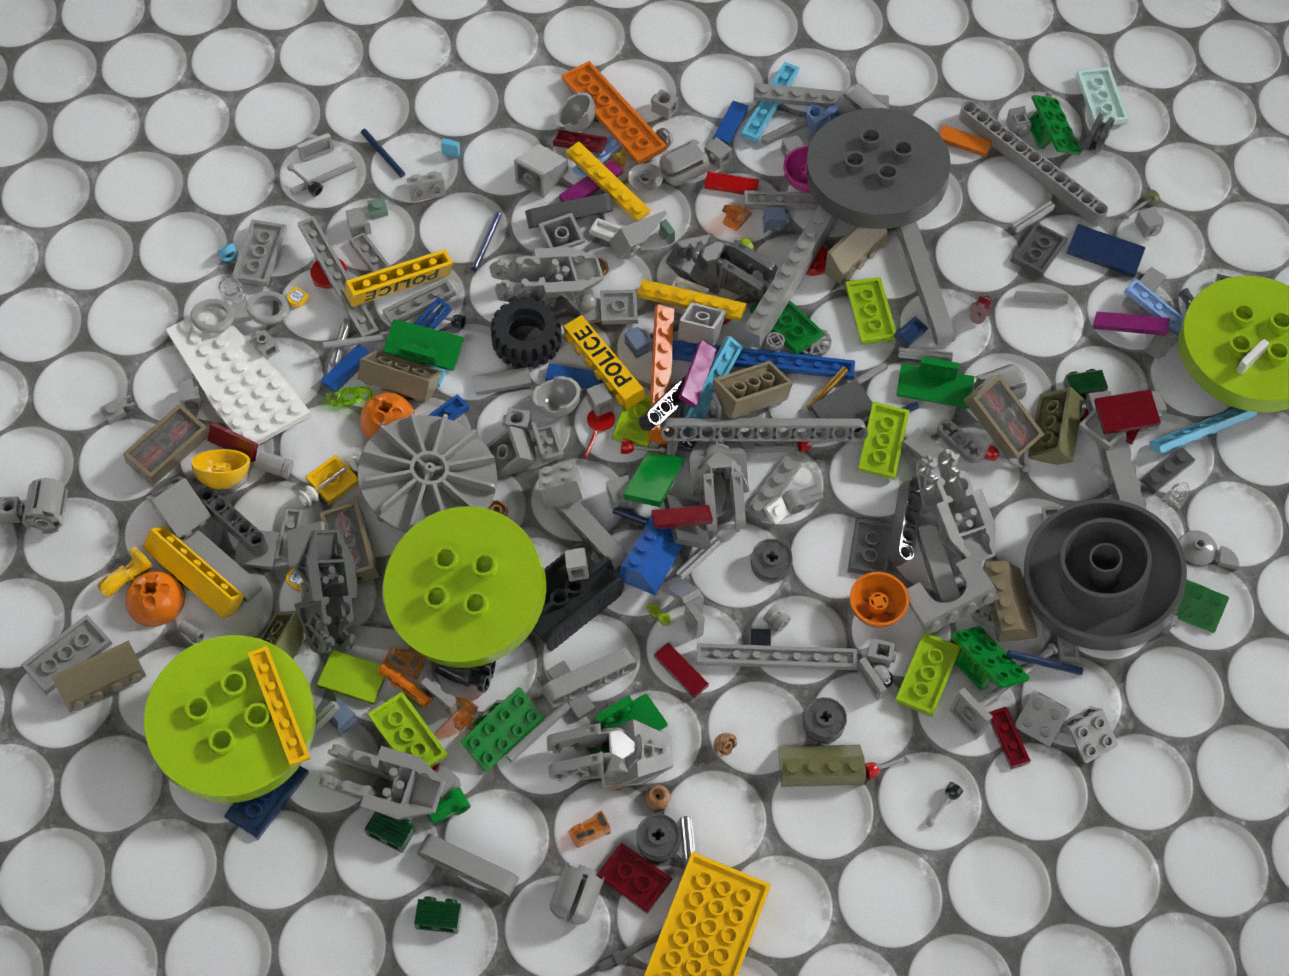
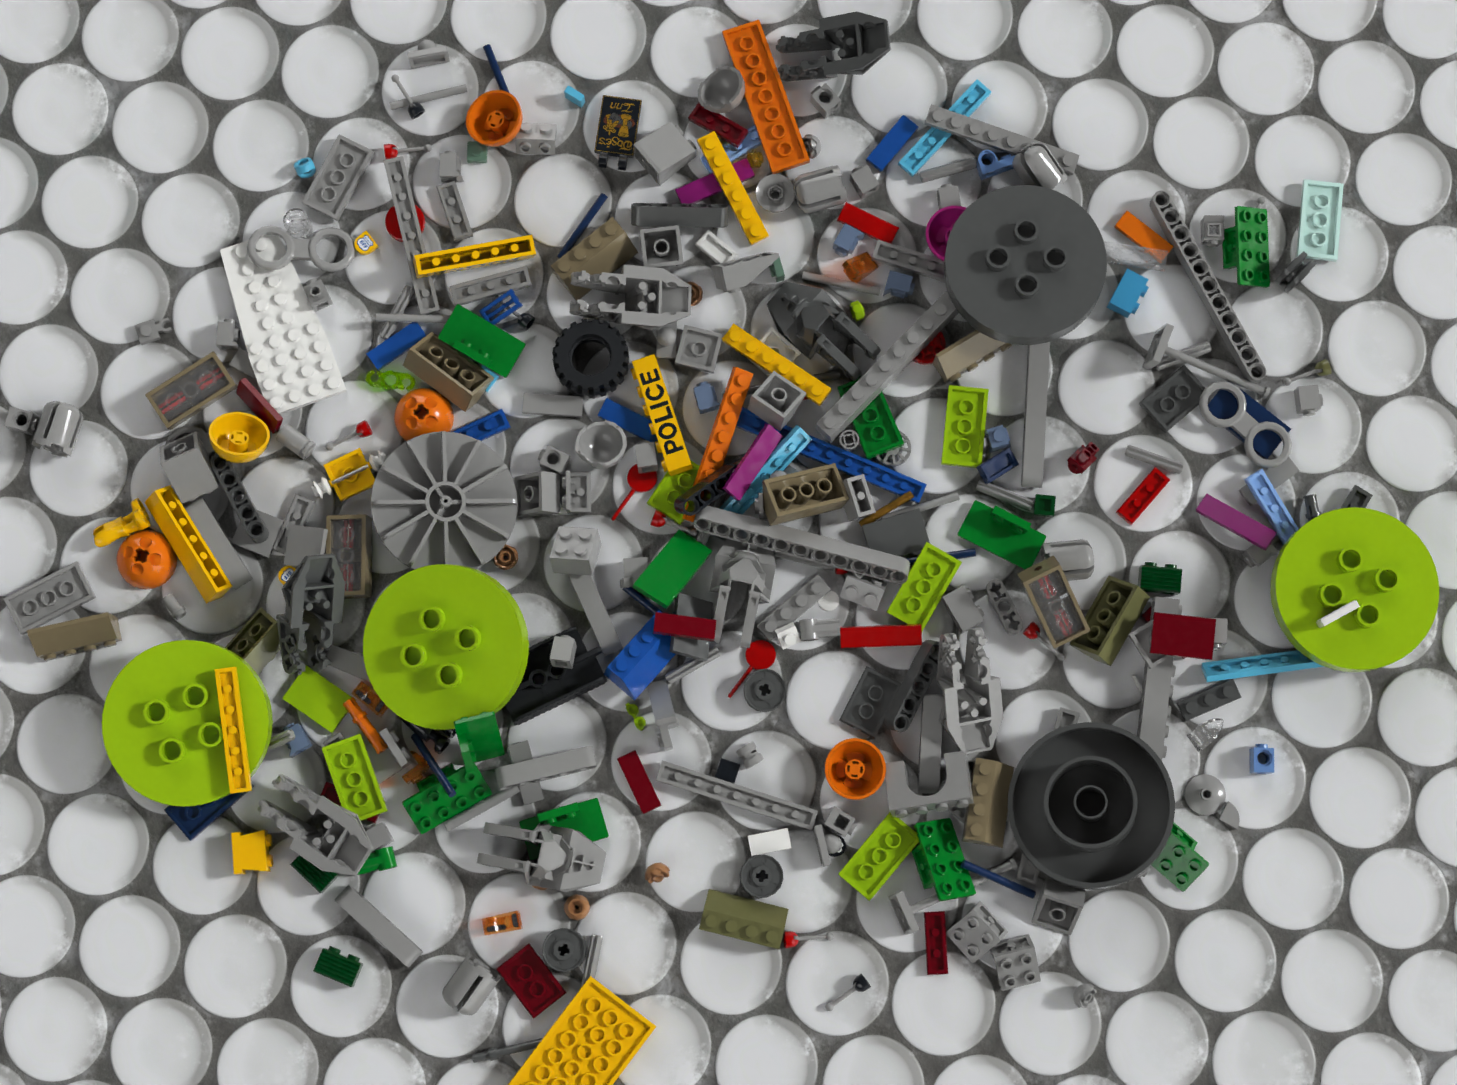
camera: 15 degrees right, 20 degrees up
(322, 830) = (251, 851): none -> yellow hips
(333, 214) = (392, 151): none -> hinge
(334, 441) = (362, 430): none -> hinge
(387, 174) = (494, 118): none -> orange piece
(481, 701) = (433, 765): none -> dark blue bar
(494, 165) = (617, 129): none -> tile
(508, 245) = (599, 252): none -> dark tan slope
(519, 659) = (478, 738): none -> green bracket
(661, 59) = (859, 36): none -> dark grey connector
(719, 196) = (847, 240): none -> sand blue window
(724, 231) = (841, 283): none -> light grey bar
(752, 535) = (759, 656): none -> red piece
(803, 386) = (860, 500): none -> light grey brick
(824, 687) = (769, 842): none -> white tile
(830, 458) = (863, 590): none -> light grey bracket
(860, 489) = (881, 635): none -> red tile
(904, 308) = (998, 438): none -> sand blue window
(963, 353) = (1044, 505): none -> dark green plate
(968, 181) = (1127, 293): none -> dark azure brick
(970, 152) = (1136, 256): none -> clear plate
(1011, 210) = (1160, 347): none -> light grey tile
(1043, 327) = (1142, 496): none -> red tile
(1106, 251) = (1245, 424): none -> light grey bar
(1109, 673) = (1058, 906): none -> light grey slope
(1163, 744) = (1084, 995): none -> light grey plate
(1232, 510) = (1255, 766): none -> medium blue brick

